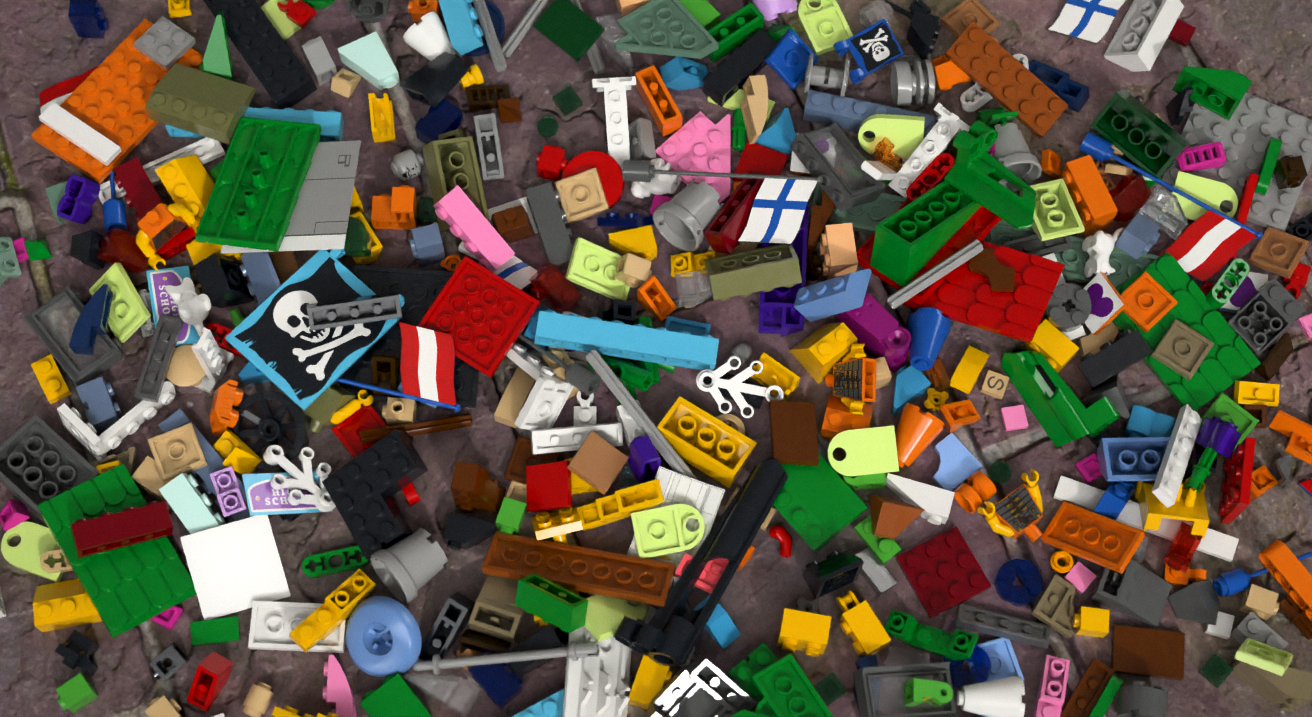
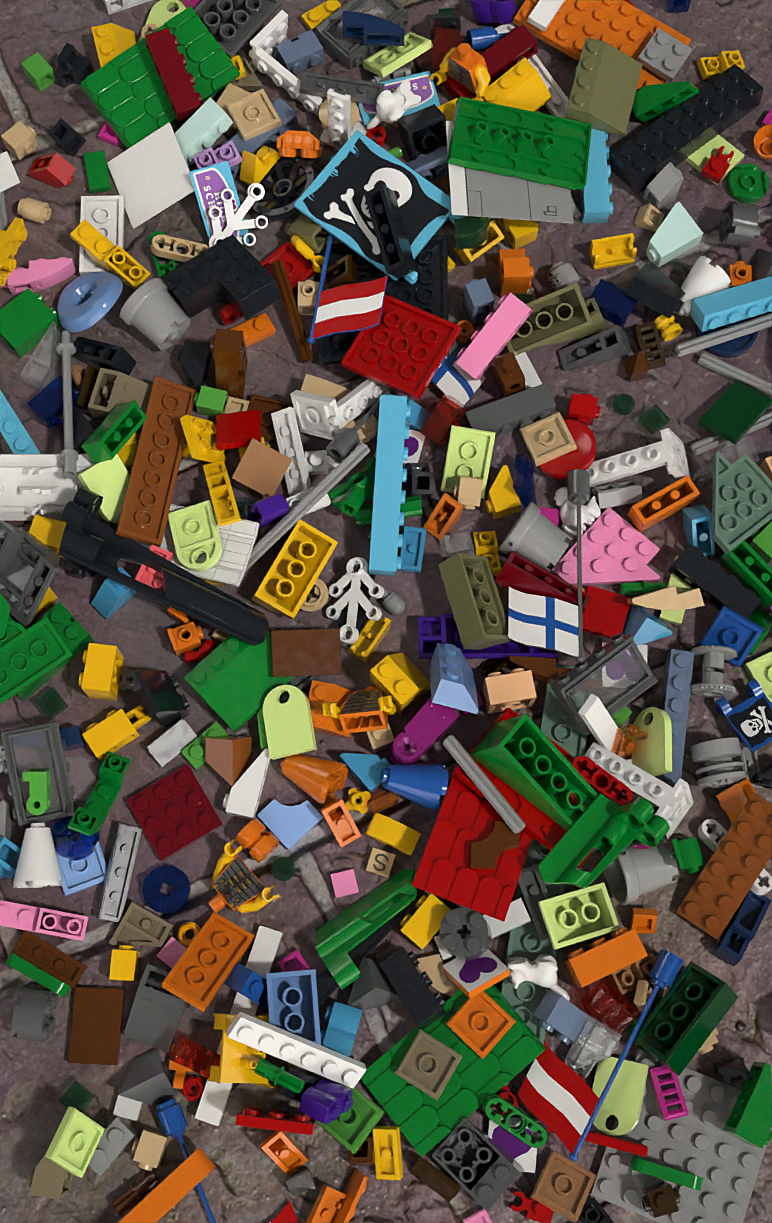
camera: 85 degrees right, 5 degrees up
(332, 548) = (176, 242): none -> tan beam
(434, 481) = (256, 329): none -> orange hinge
(765, 560) = (180, 644): none -> orange brick
(1207, 559) = (188, 1083): none -> red plate

